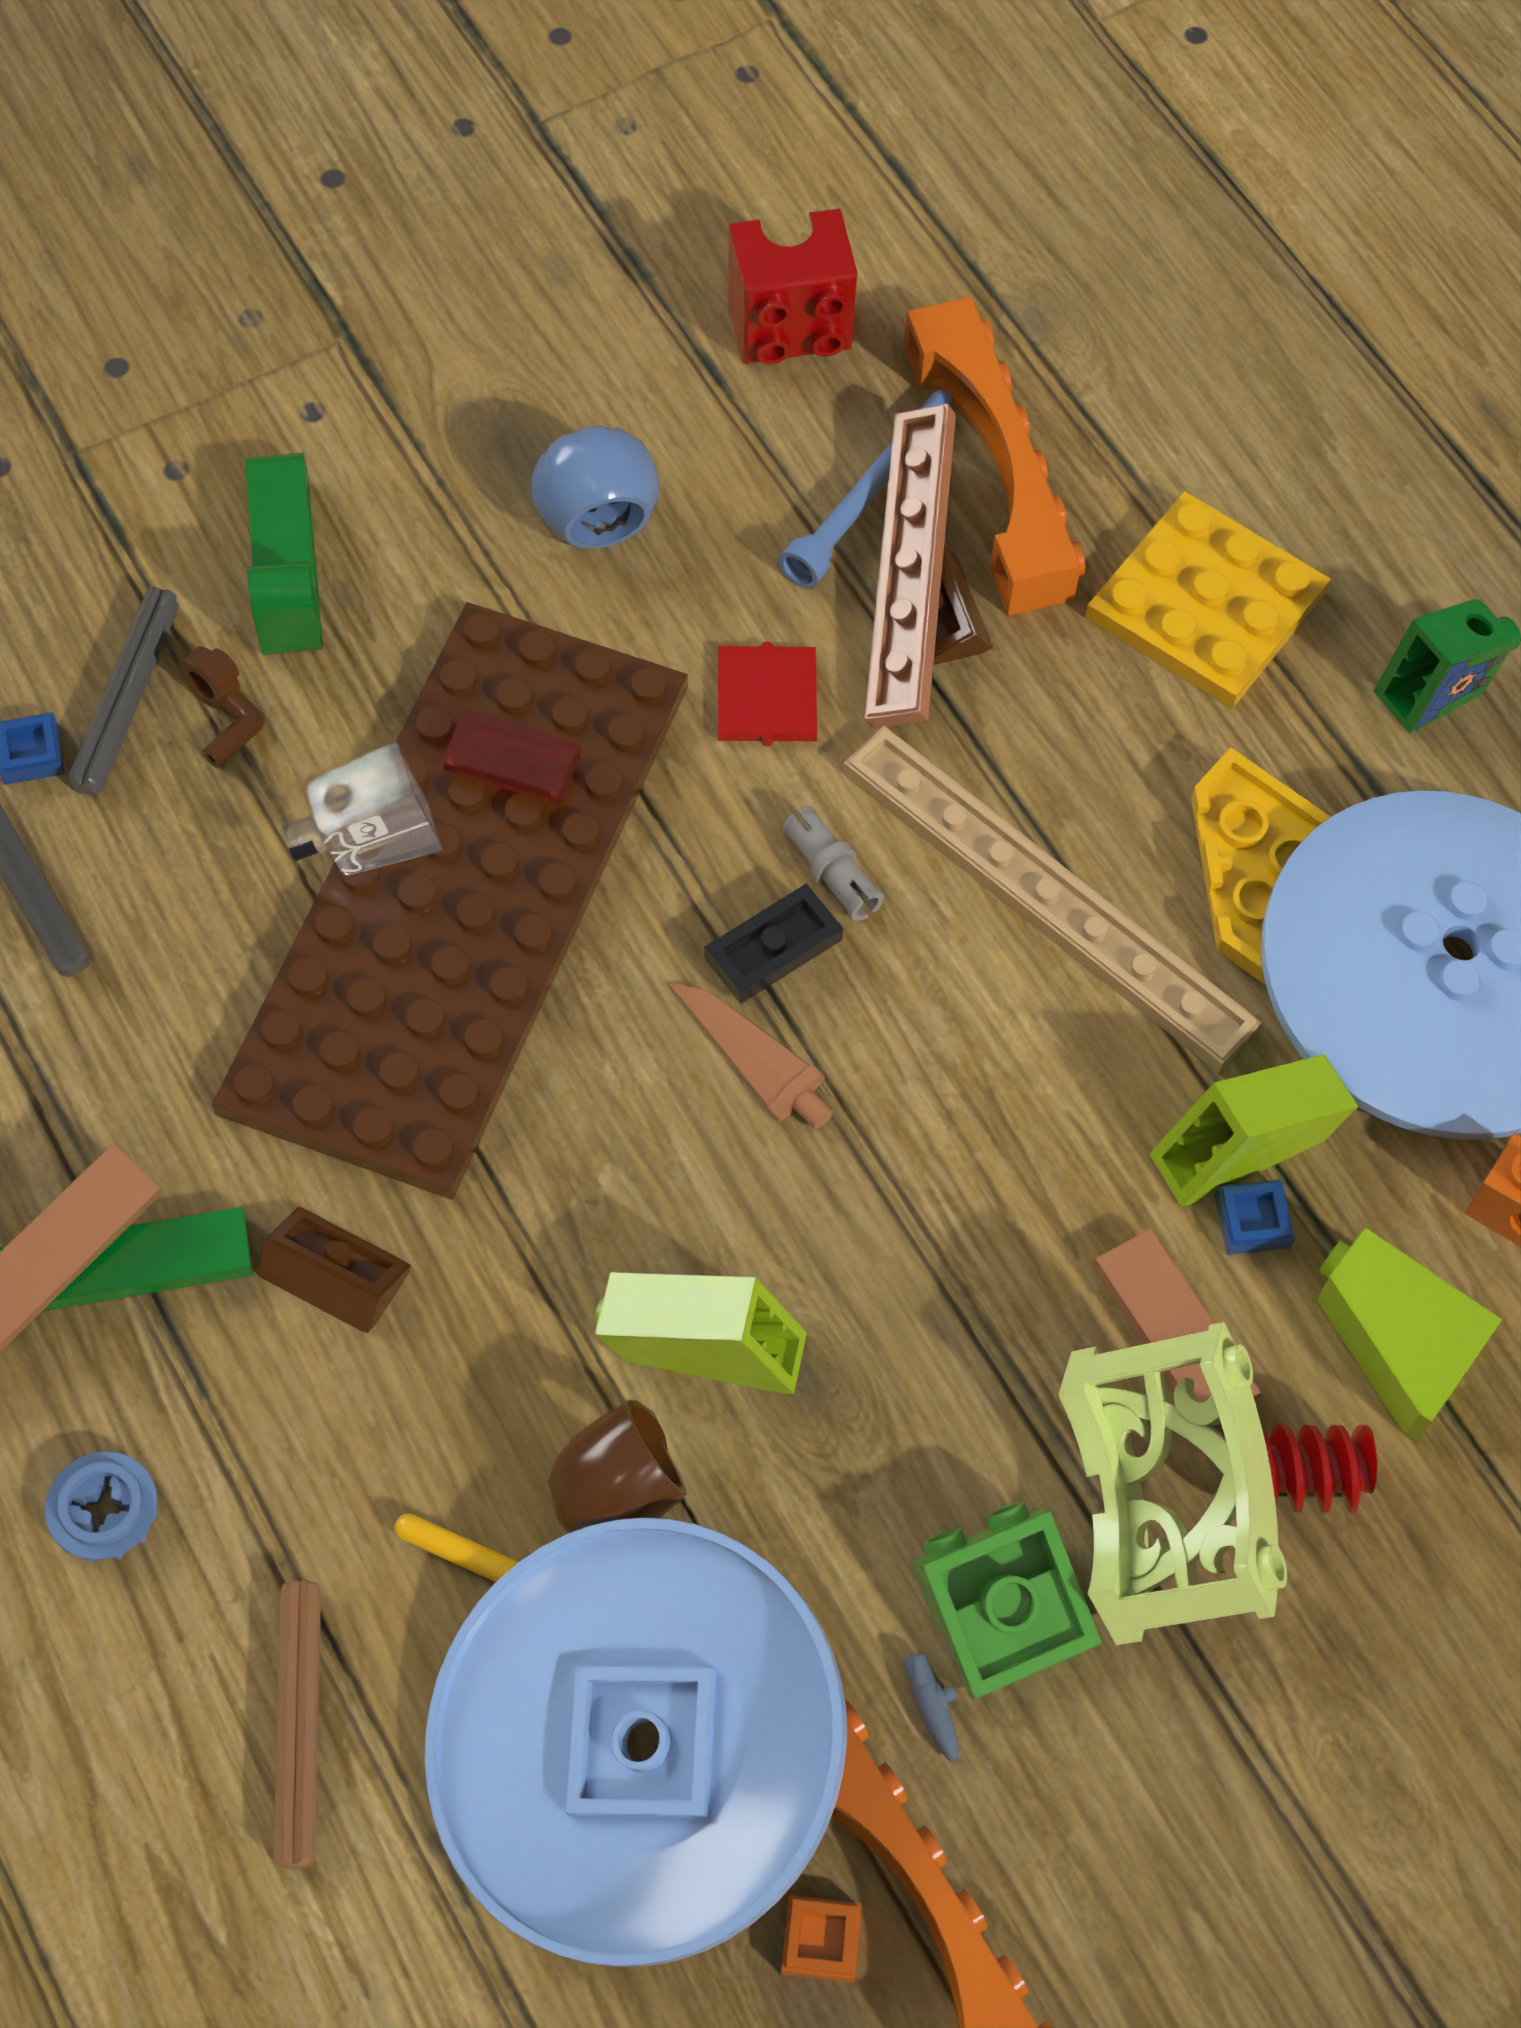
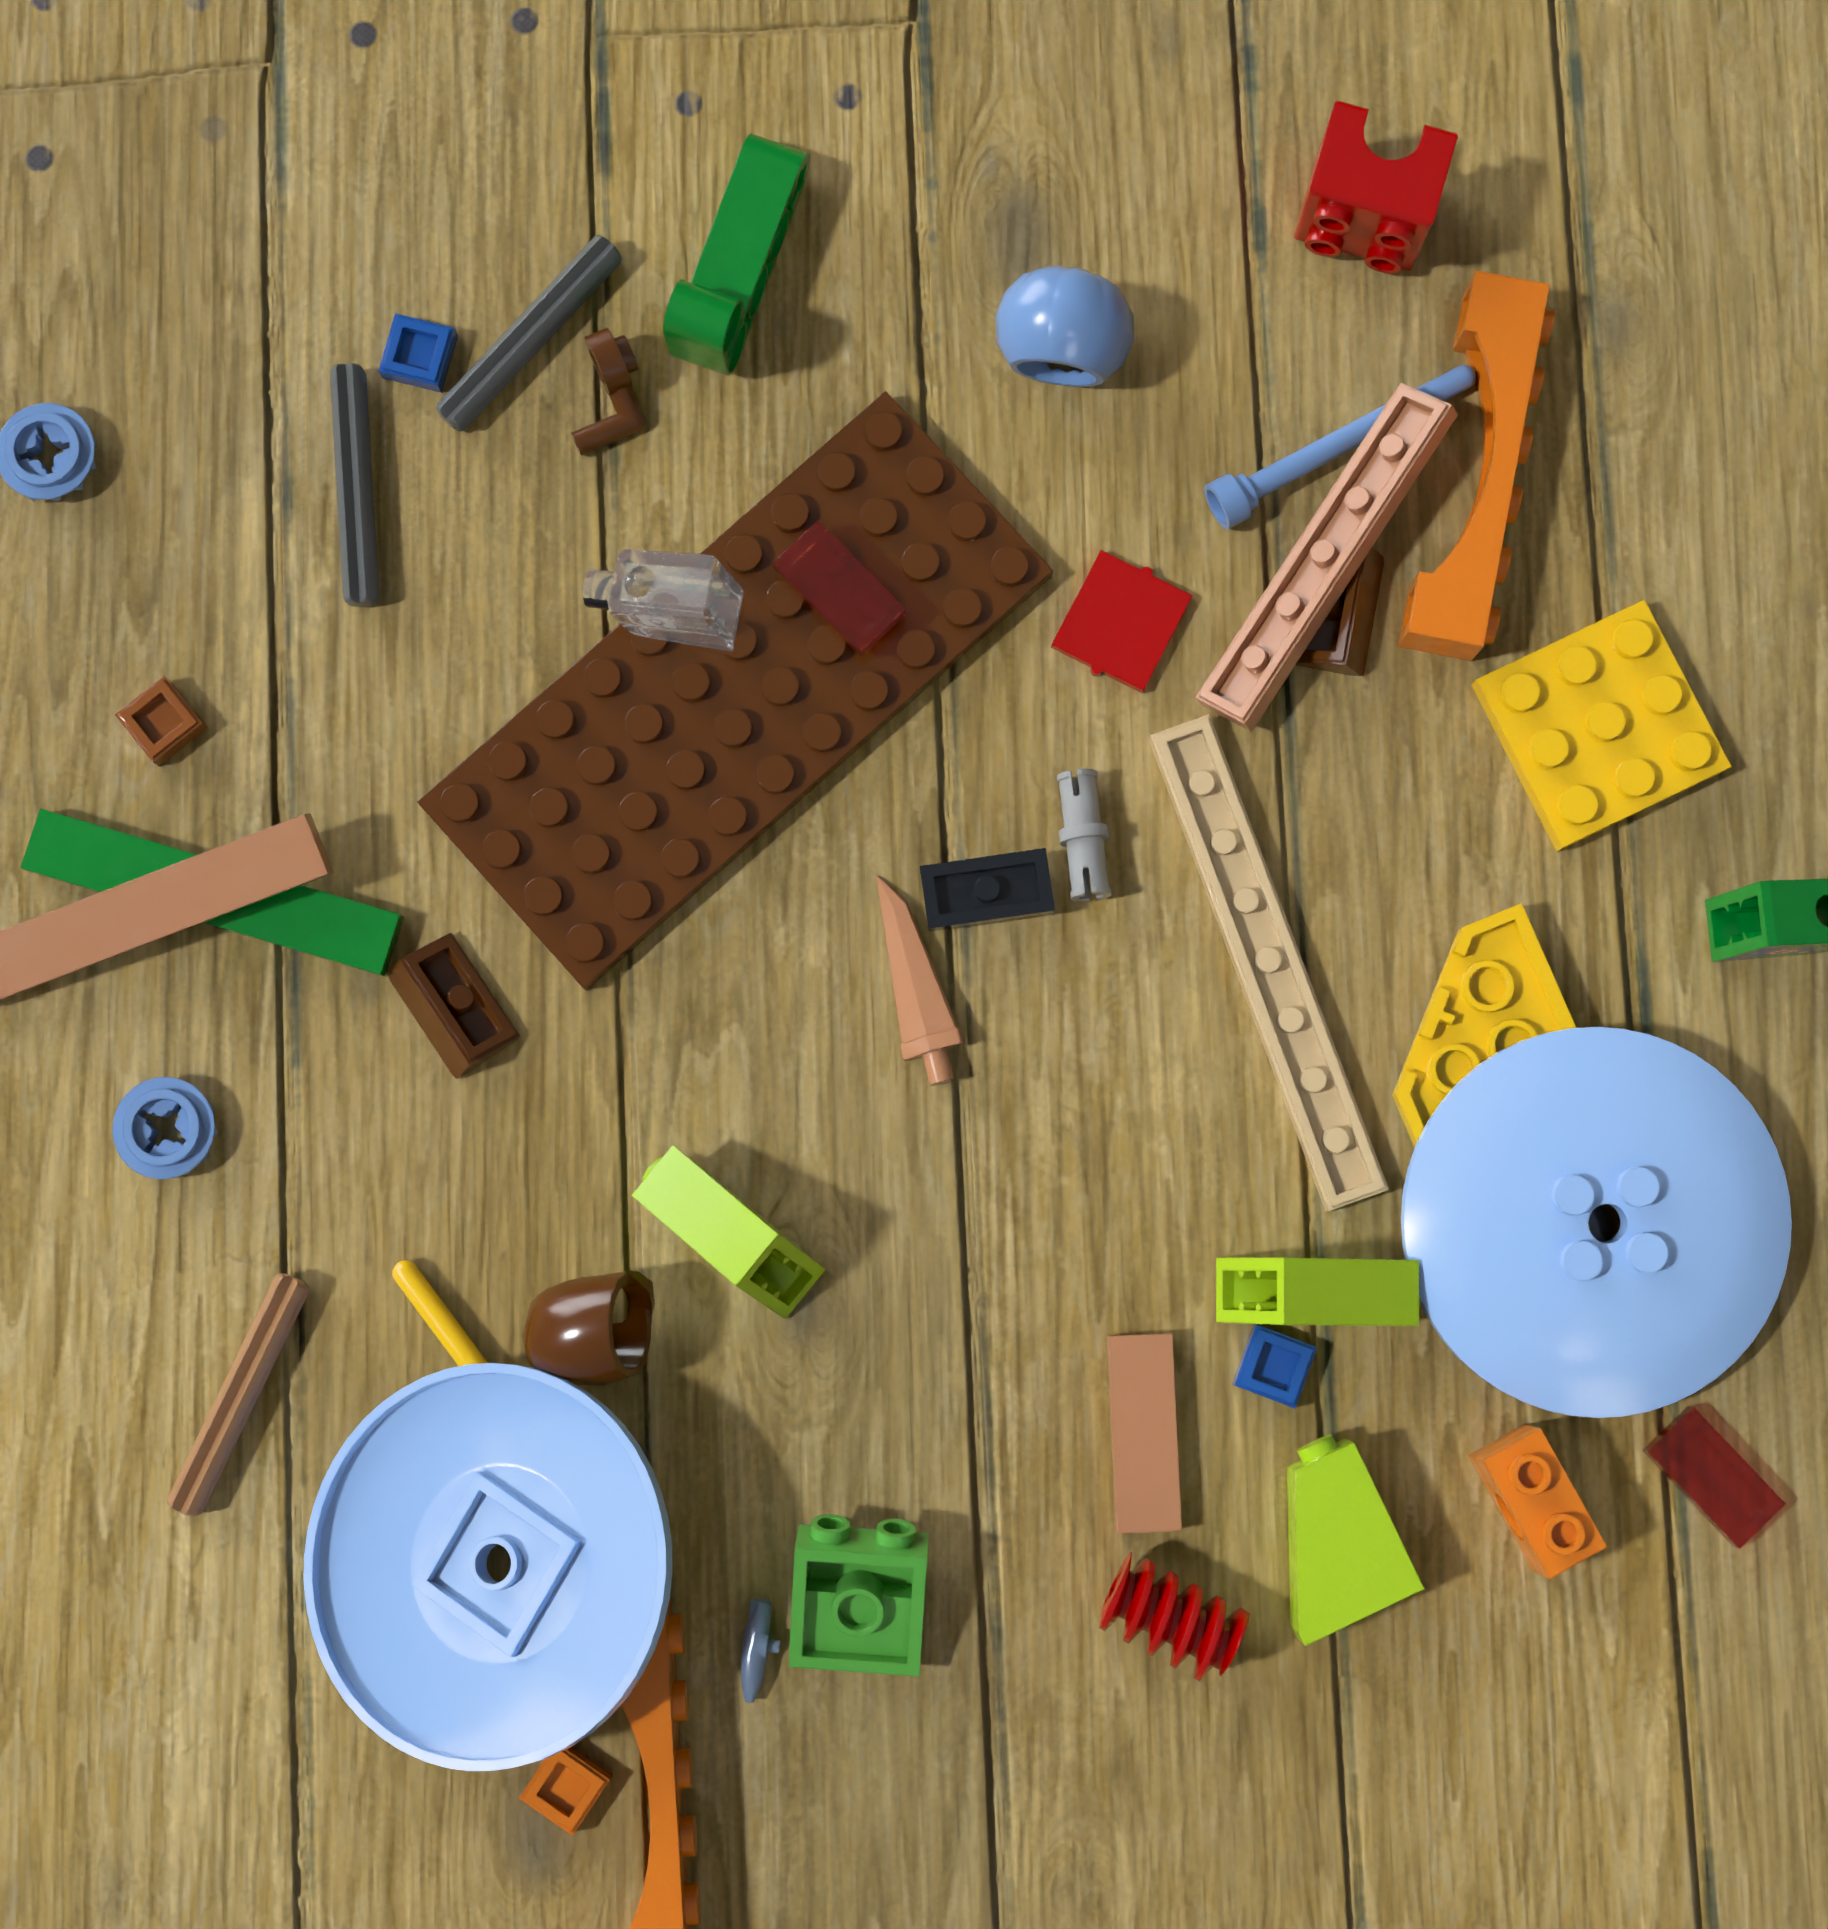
camera: 35 degrees right, 20 degrees up
(1122, 1559) = (1114, 1567): yellowish green fence -> none

